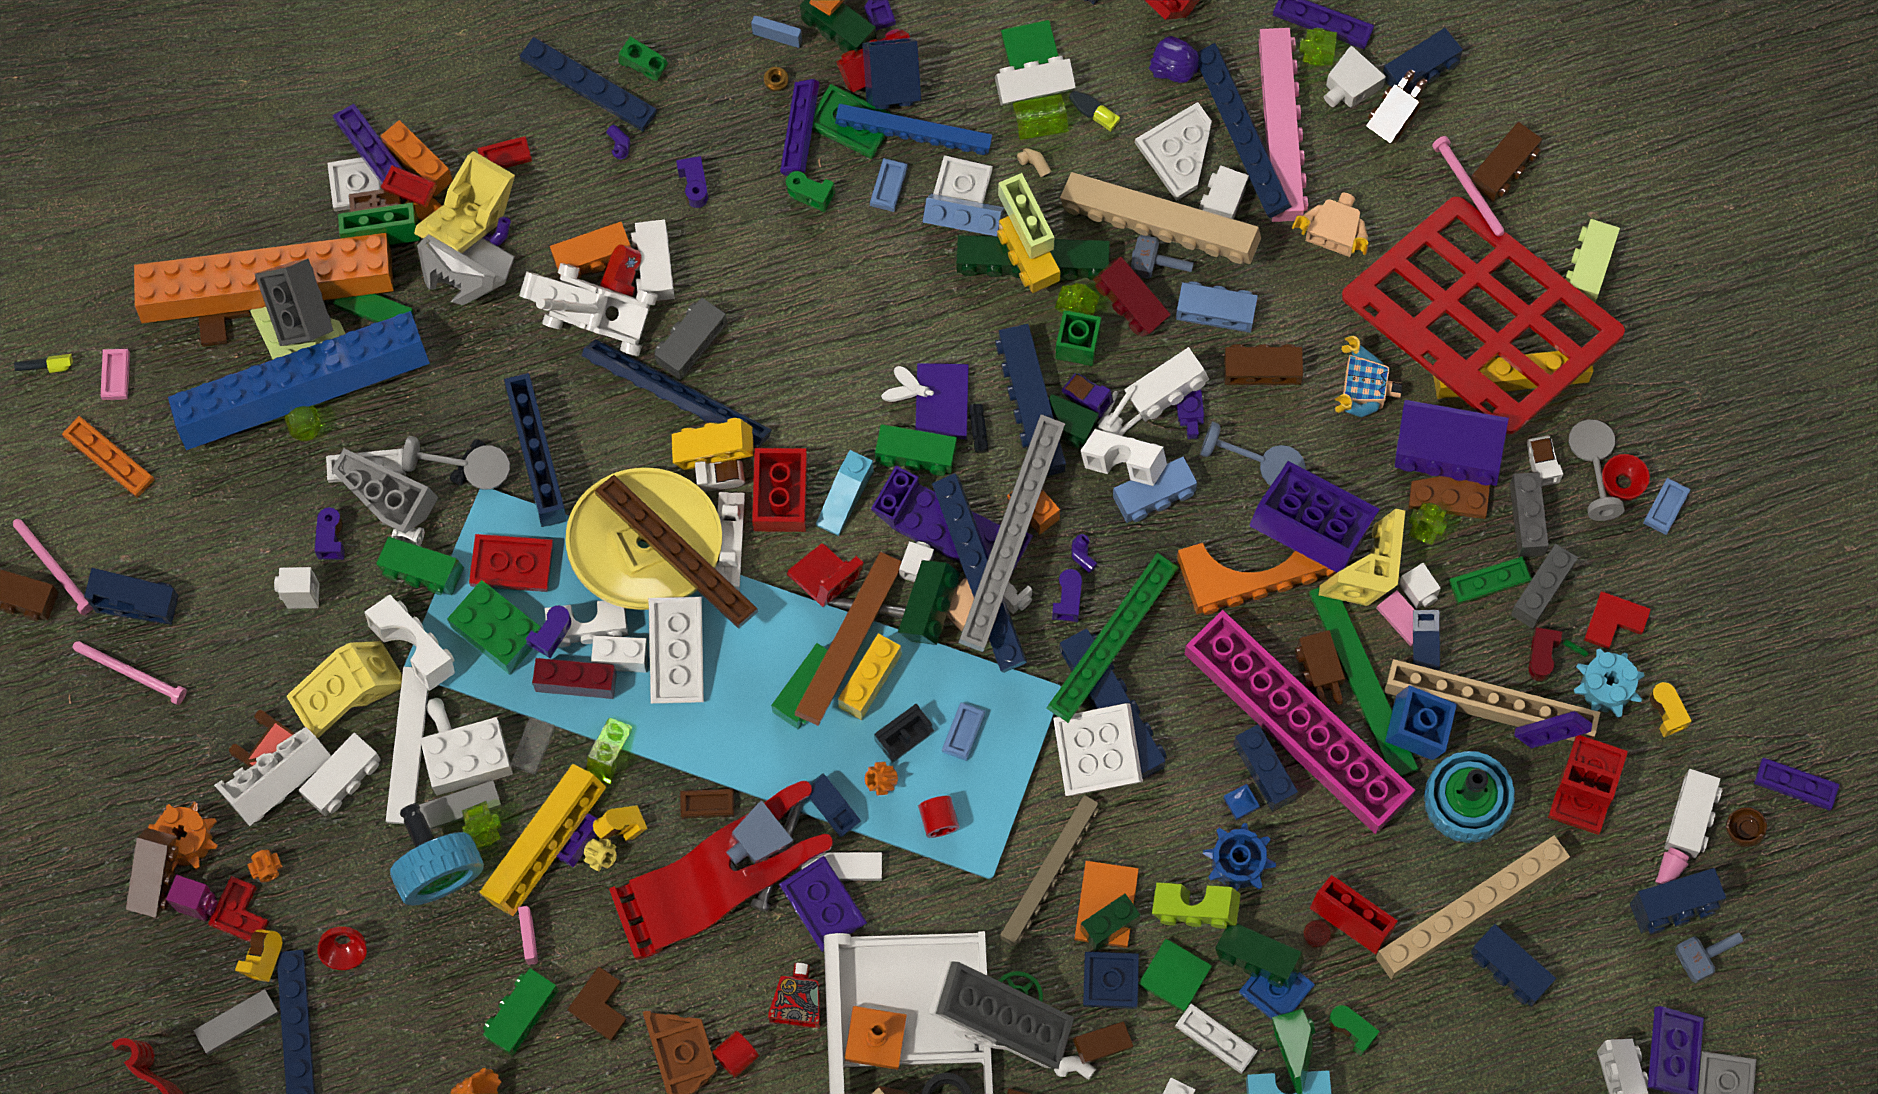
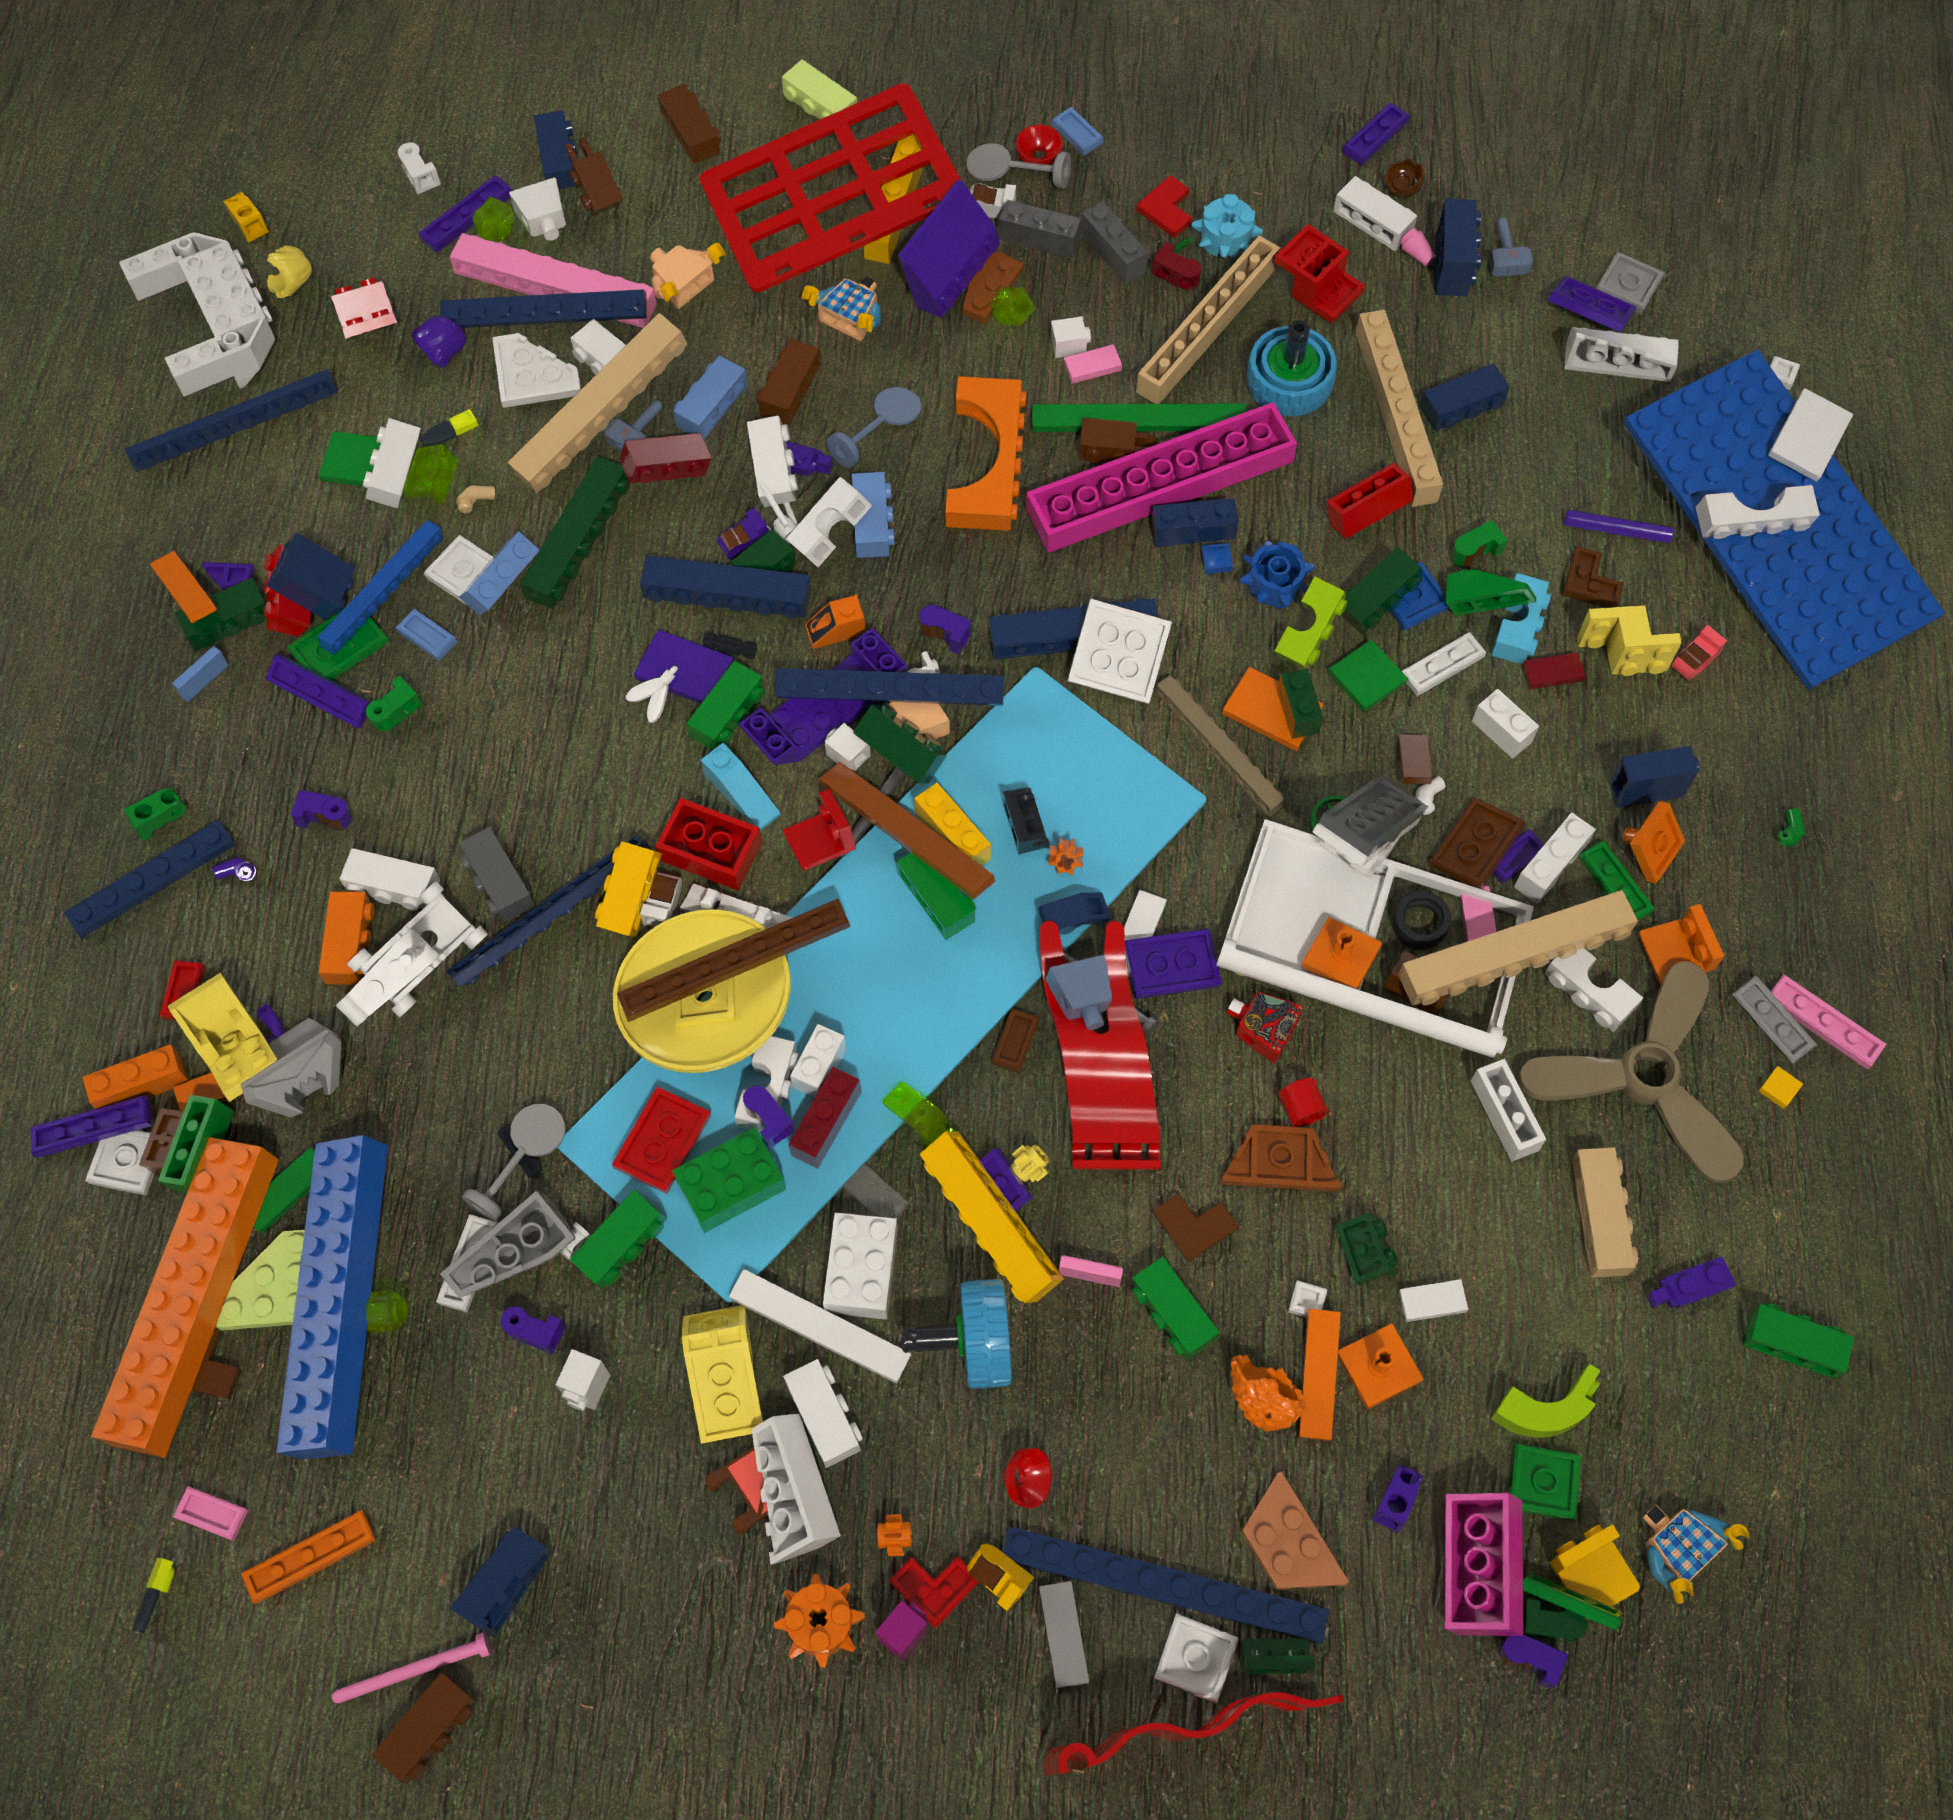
camera: 70 degrees left, 5 degrees down
(152, 872) = (855, 1665): brick -> none
(177, 694) = (590, 1617): bright pink bar -> none
(294, 302) = (240, 1261): dark grey slope -> none
(392, 622) = (669, 1290): white arch -> none
(409, 186) = (168, 1092): red tile -> none
(436, 710) = (797, 1280): white arm -> none
(448, 808) = (911, 1290): light grey tile -> none
(481, 824) = (945, 1274): clear neon green brick -> none
(535, 450) = (545, 1068): dark blue brick -> none
(620, 821) = (1007, 1128): yellow leg -> none
(621, 270) = (385, 910): red leg -> none
(676, 650) = (841, 1001): white tile -> none
(776, 72) = (248, 689): pearl gold plate -> none
(938, 816) = (1129, 817): red piece -> none
(963, 731) = (1045, 768): medium blue tile -> none
(1011, 533) = (868, 637): light grey plate -> none
(1026, 216) = (542, 496): yellowish green brick -> none
(1035, 272) = (573, 521): yellow brick -> none
(1077, 299) = (644, 508): clear neon green brick -> none
(1078, 338) = (682, 520): green head -> none
(1080, 553) = (902, 603): dark purple arm -> none
(1111, 980) = (1353, 730): dark blue plate -> none
(1112, 638) = (1010, 599): green tile -> none
(1313, 517) = (970, 385): dark purple slope -> none
(1316, 933) = (1372, 542): clear red plate -> none
(1375, 573) = (1037, 350): light yellow bracket -> none
(1421, 722) = (1206, 378): blue brick -> none
(1426, 638) = (1124, 344): dark blue slope -> none
(1442, 145) = (697, 158): bright pink bar -> none
(1490, 580) = (1086, 285): green tile -> none
(1553, 729) = (1261, 274): dark purple tile -> none
(1671, 709) = (1270, 194): yellow leg -> none

